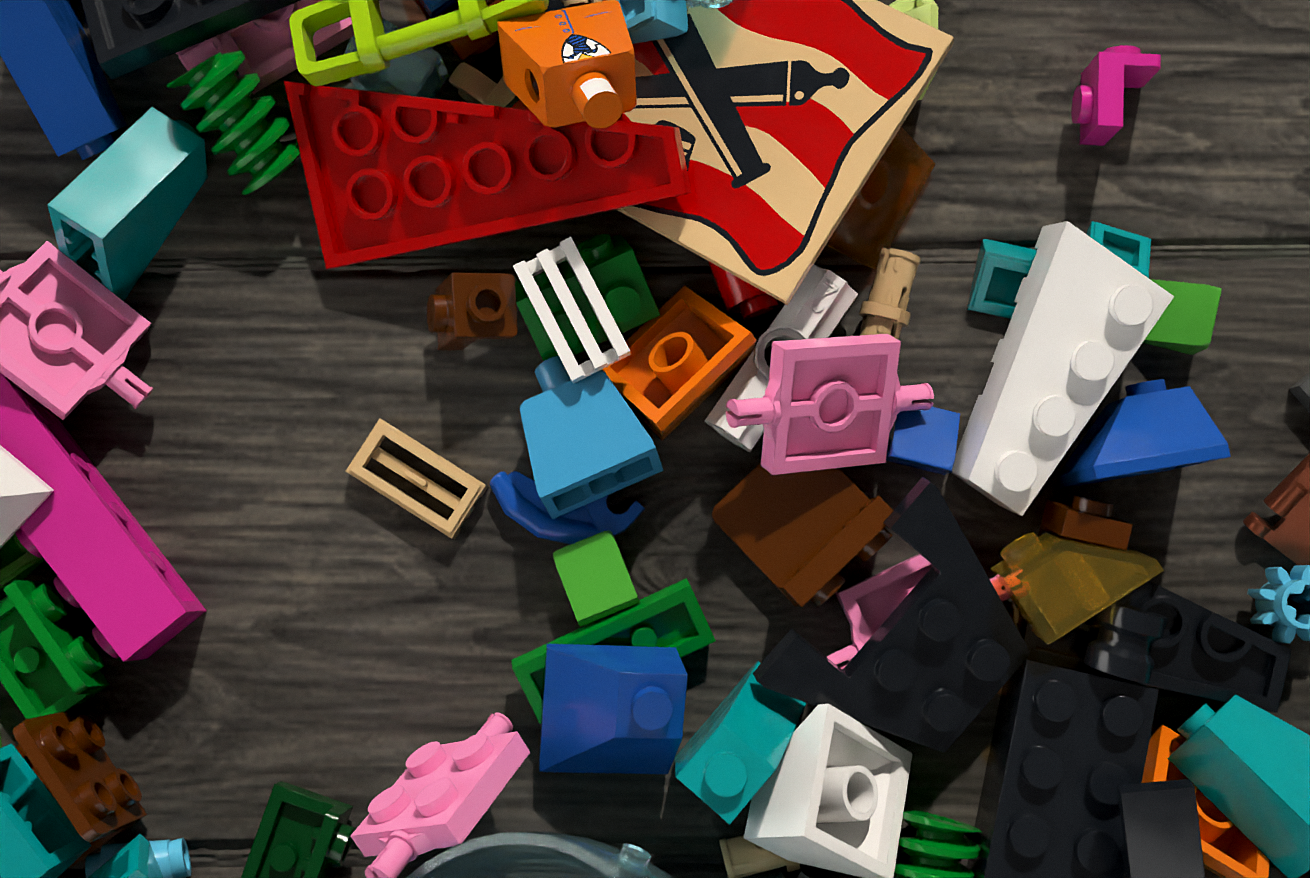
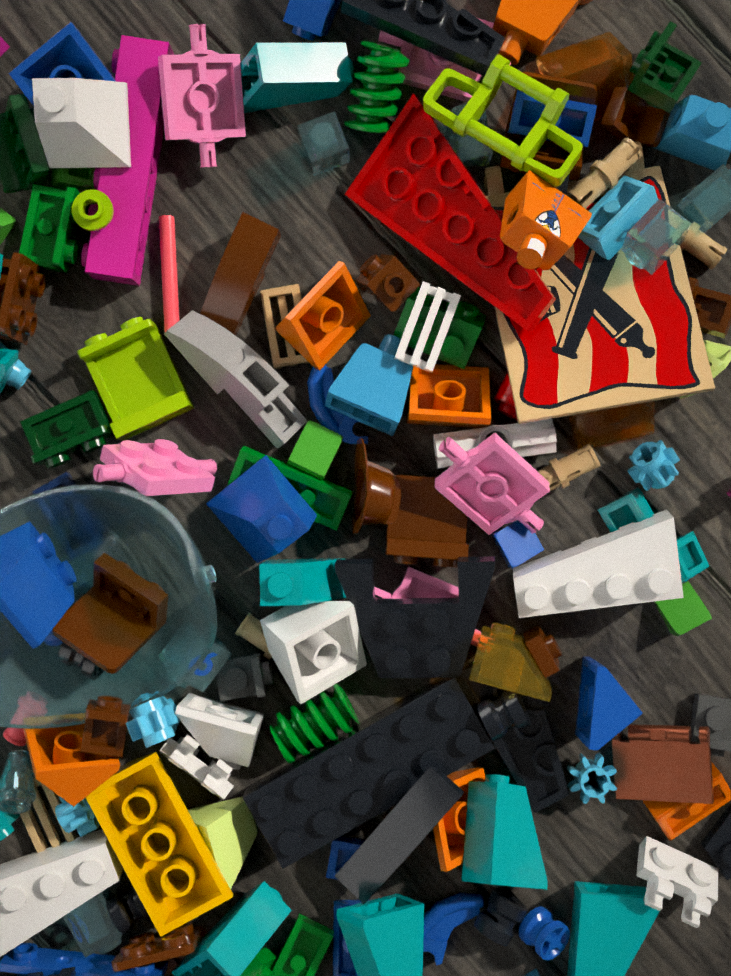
camera: 45 degrees right, 5 degrees up
(77, 587) = (101, 218): none -> lime plate
(226, 562) = (169, 271): none -> coral bar
(244, 238) = (324, 143): none -> clear light blue brick
(305, 482) = (240, 272): none -> reddish brown slope
(309, 717) = (135, 377): none -> lime panel
(413, 582) = (234, 366): none -> light grey slope
(448, 421) = (325, 317): none -> orange slope
(712, 551) = (376, 492): none -> reddish brown piece
(975, 195) = (653, 465): none -> medium azure gear
(1145, 435) = (609, 642): blue slope -> none
(1219, 513) = (602, 706): none -> blue slope

